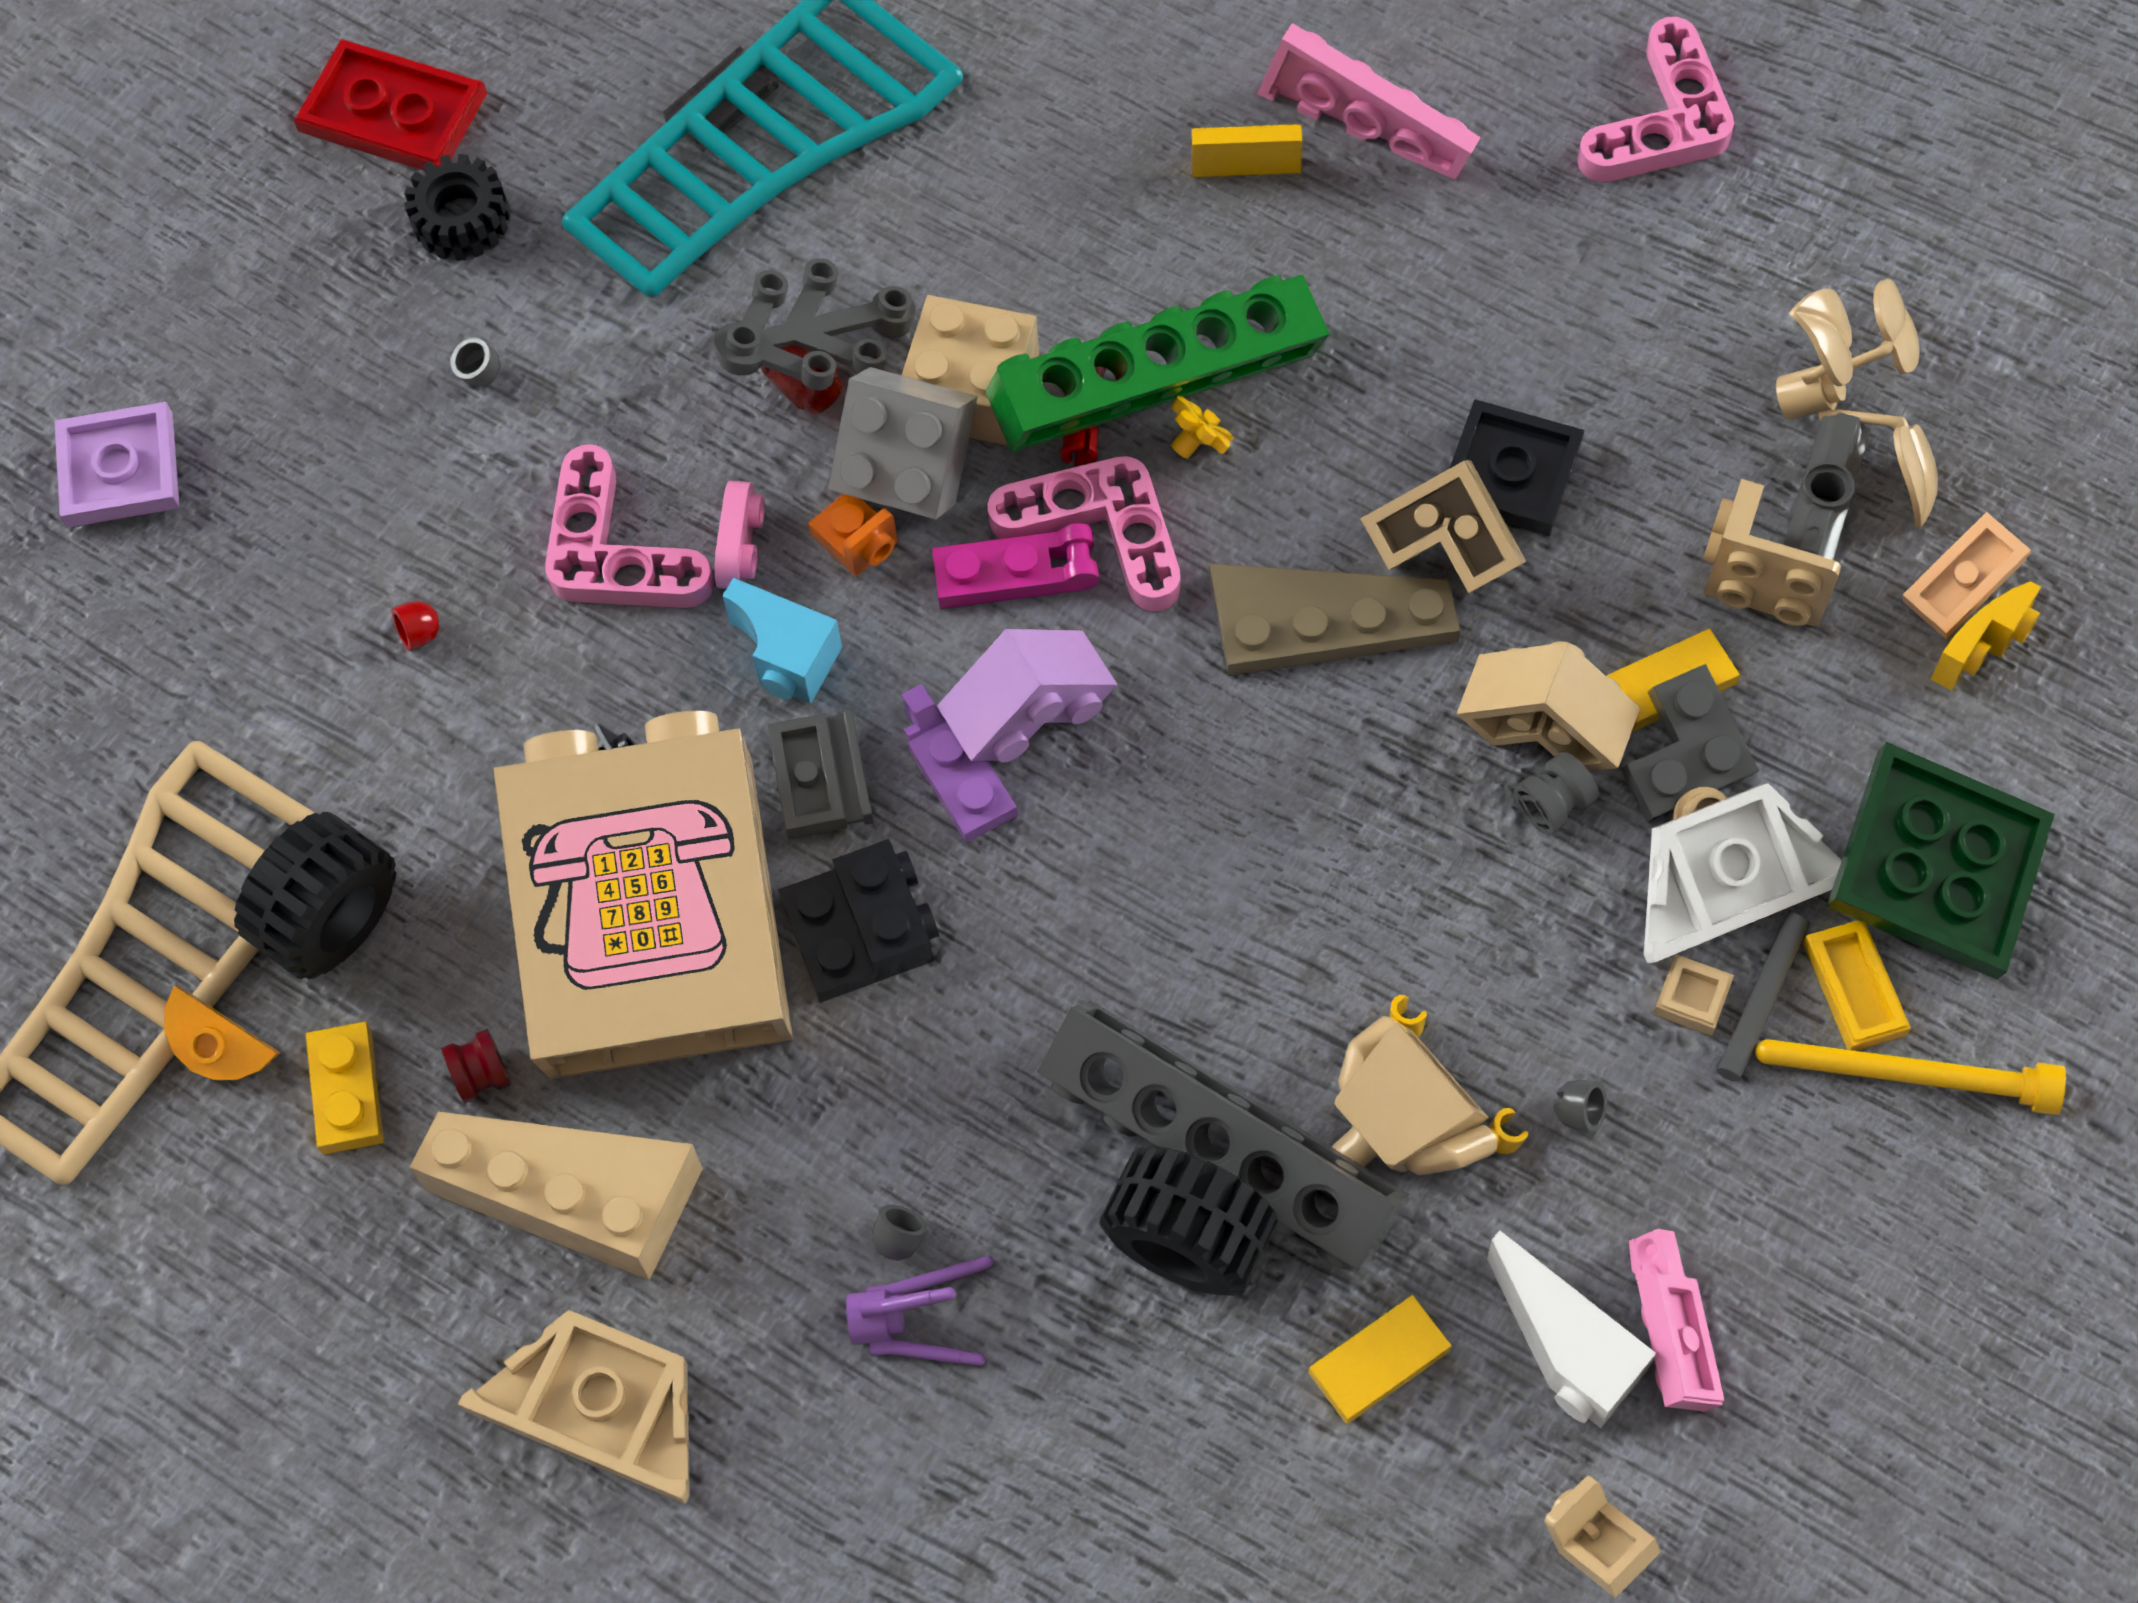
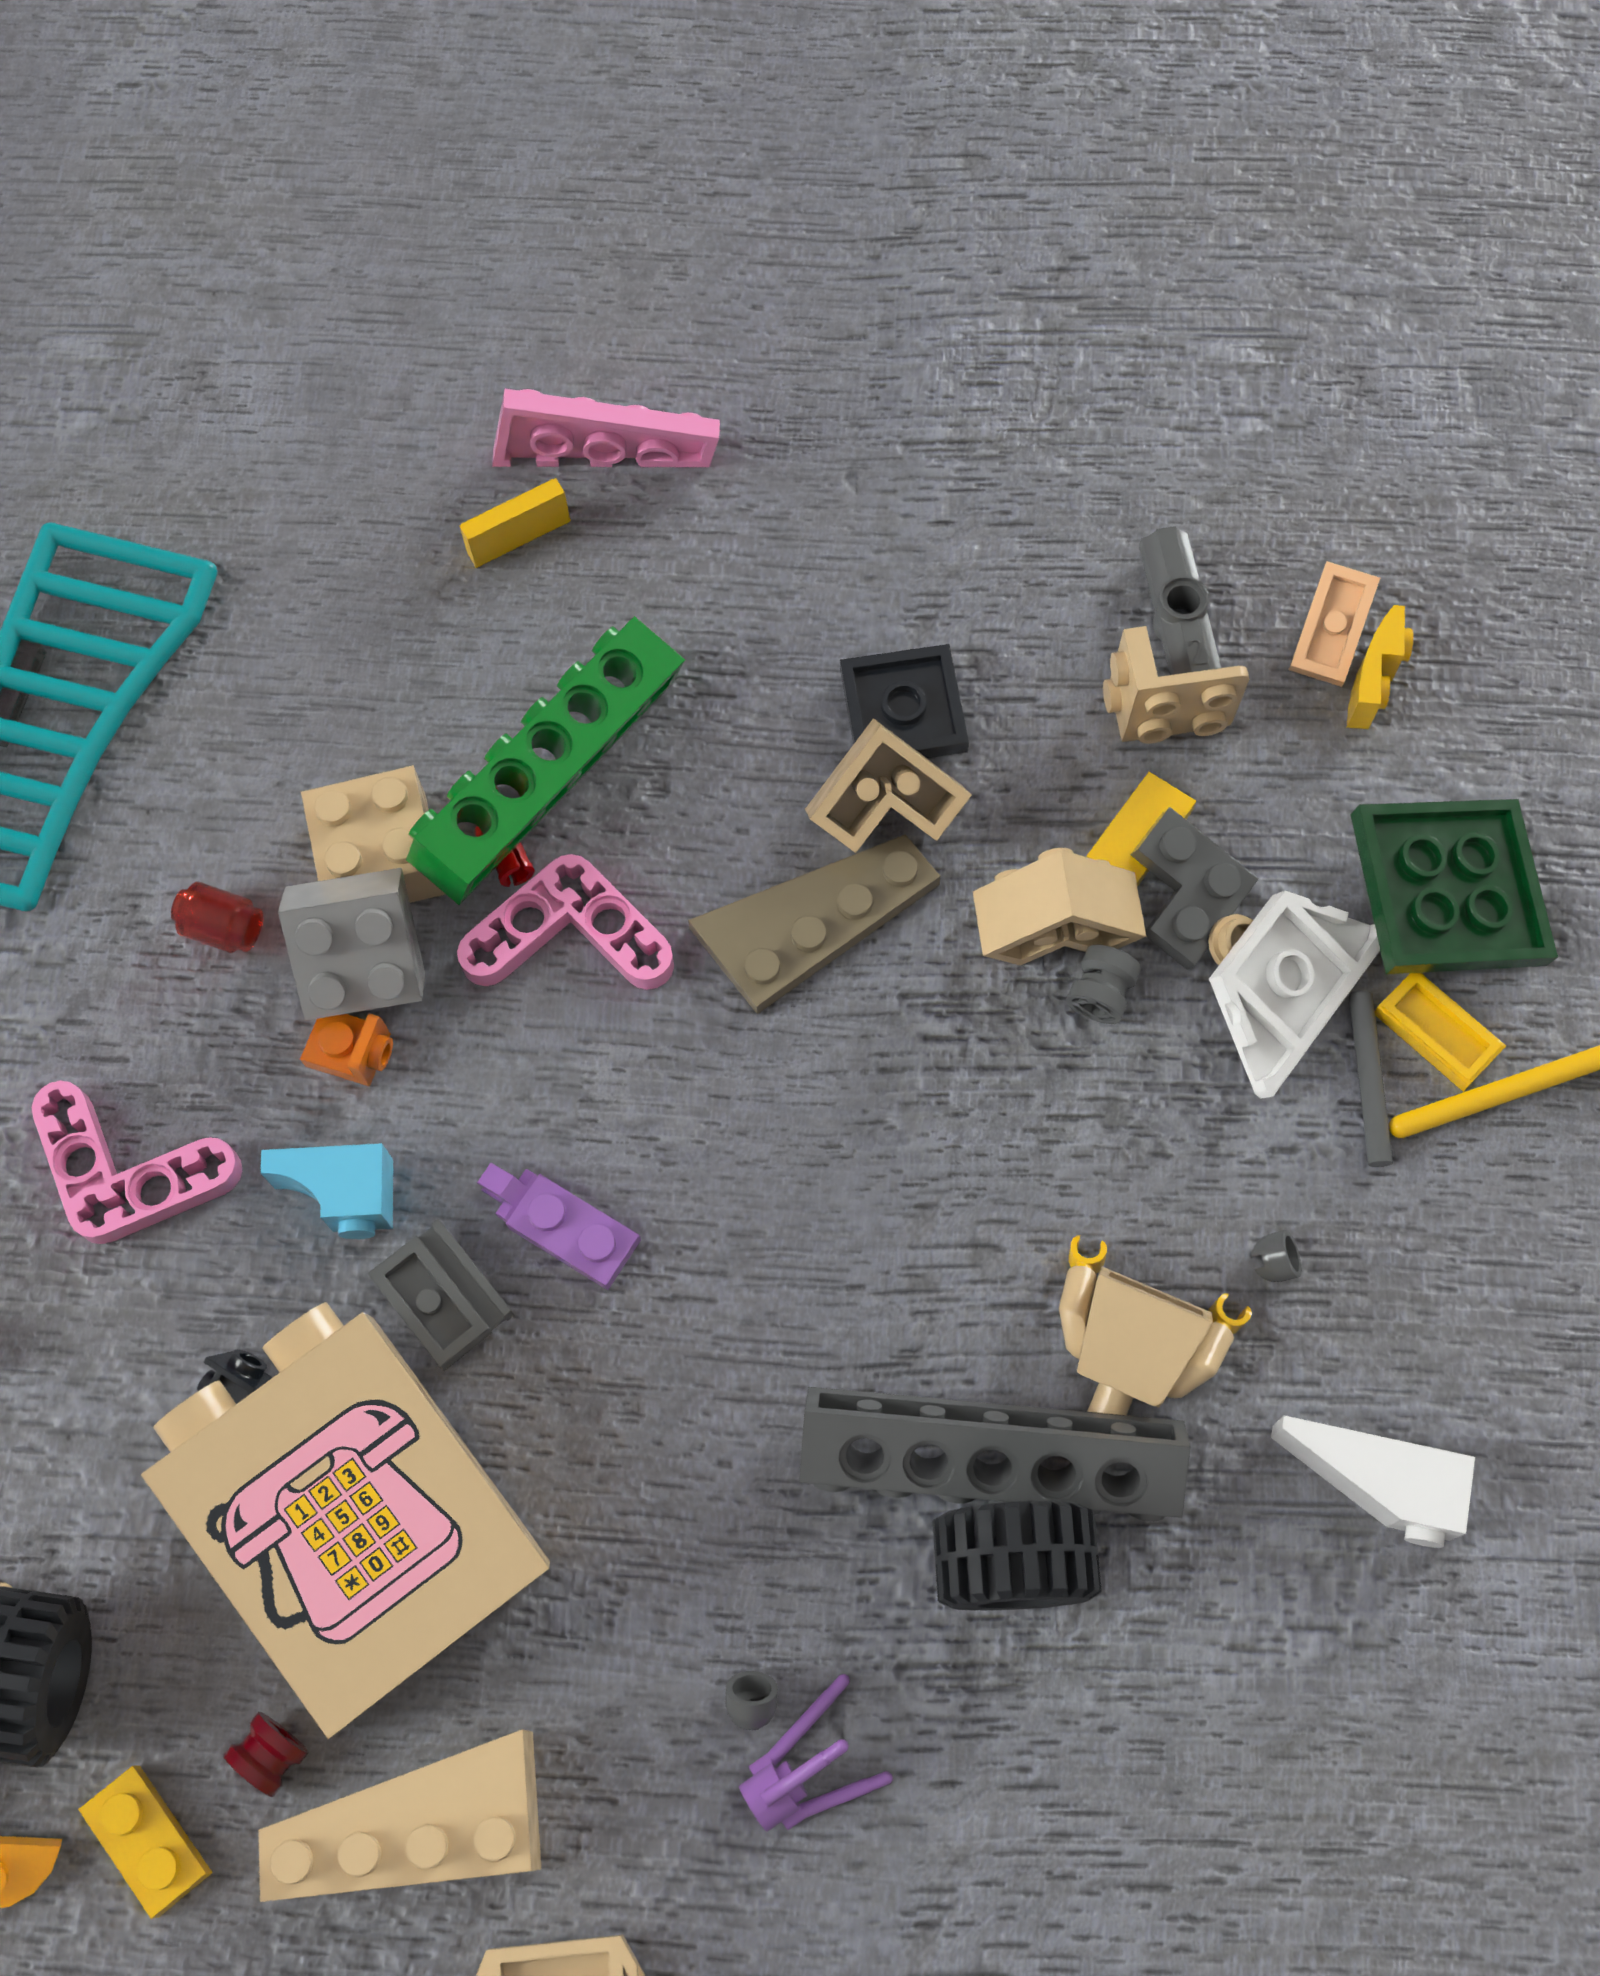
camera: 30 degrees left, 5 degrees up
(740, 514) = (232, 1081): bright pink plate -> none
(748, 346) = (268, 824): dark grey plant -> none
(860, 921) = (552, 1417): black plate -> none
(1015, 567) = (513, 1008): dark pink plate -> none
(1021, 685) = (592, 1122): lavender brick -> none
(1198, 429) = (611, 800): yellow plant -> none
(1379, 1359) = (1236, 1584): yellow tile -> none
(1599, 1537) = (1514, 1648): tan bracket -> none
(1675, 1324) = (1465, 1415): bright pink hinge -> none
(1677, 124) = (873, 331): bright pink beam -> none
(1693, 995) = (1313, 1107): tan tile -> none
(1823, 386) = (1127, 512): tan plant -> none

